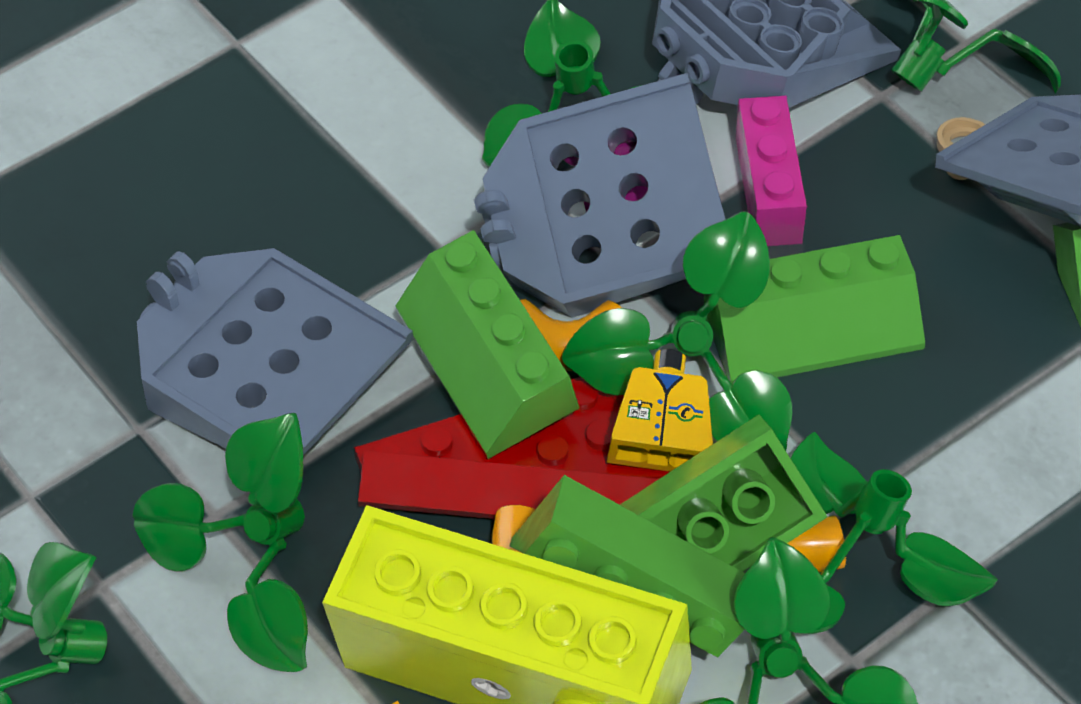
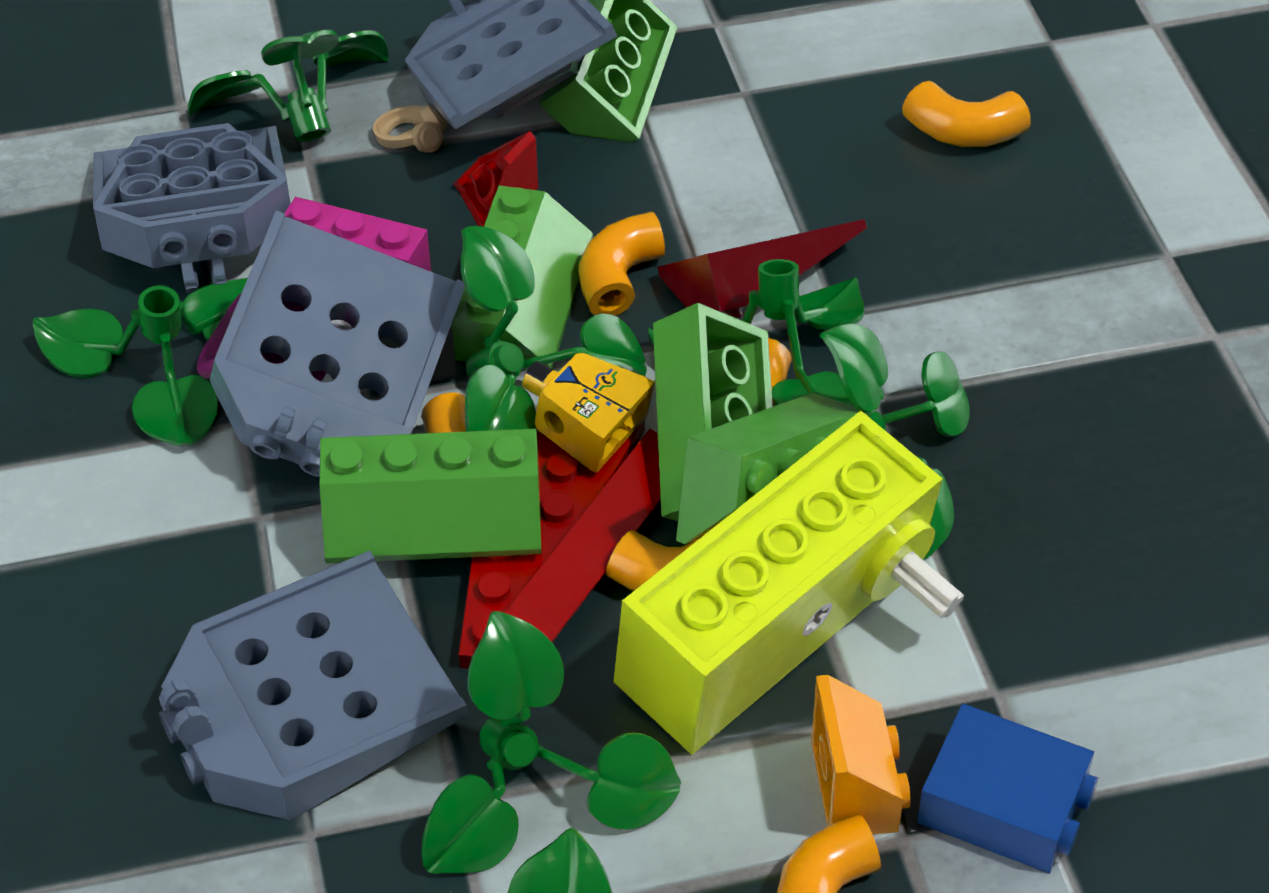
camera: 65 degrees left, 5 degrees down
(888, 365) = (611, 255): none -> light orange cylinder
(940, 244) = (507, 165): none -> red slope
(958, 494) = (727, 276): none -> dark red wedge

